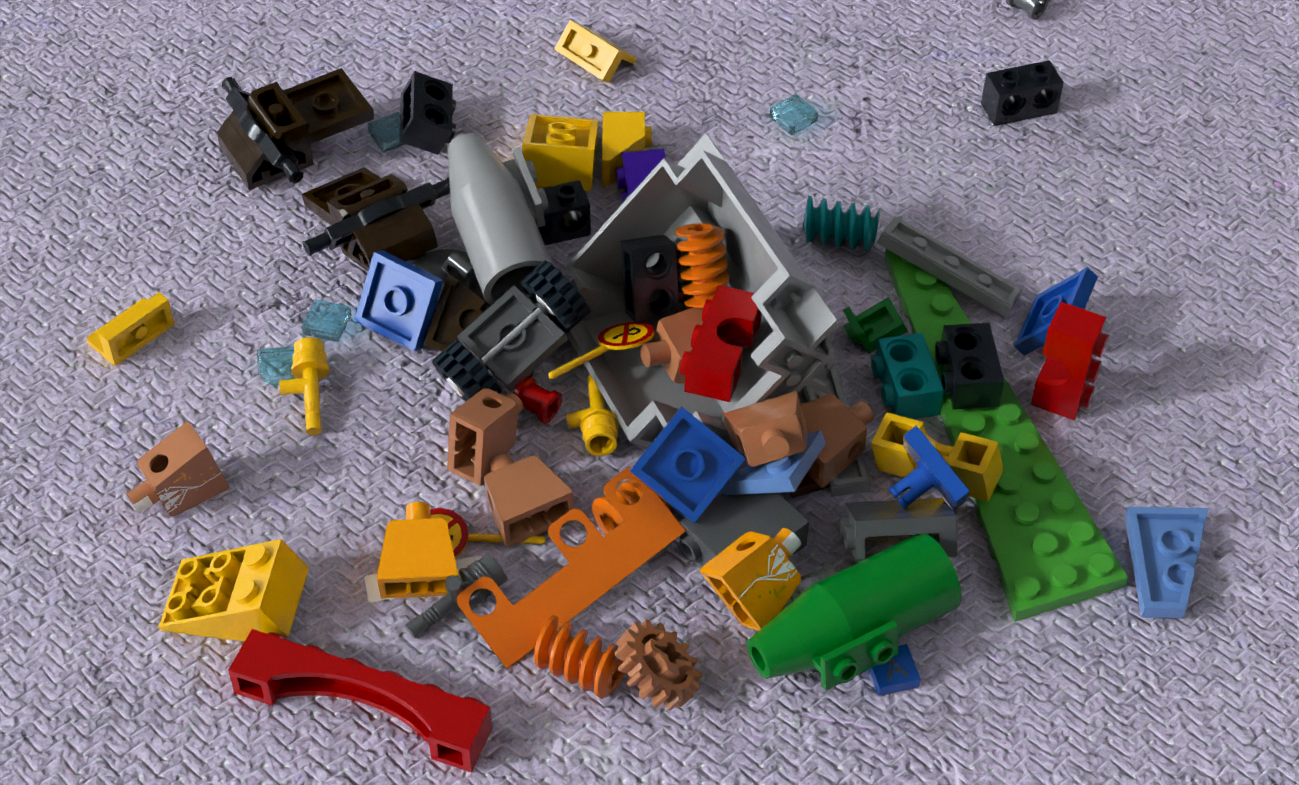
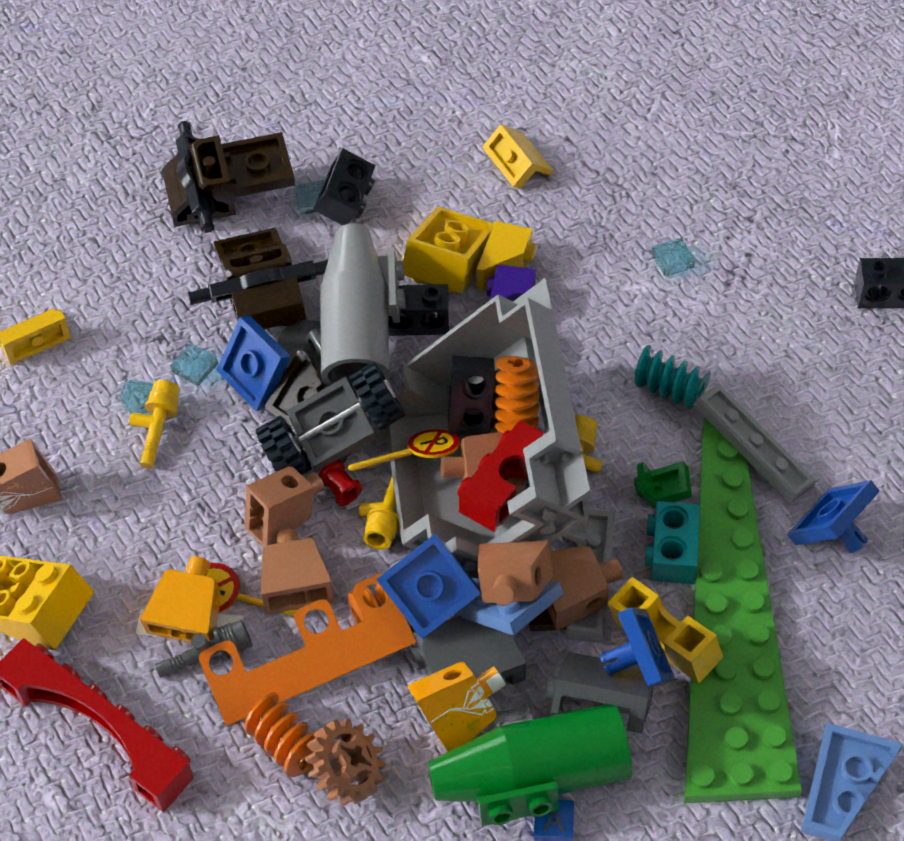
camera: 20 degrees right, 5 degrees up
(970, 366) = (728, 548): black brick -> none
(1071, 361) = (823, 562): red arch -> none

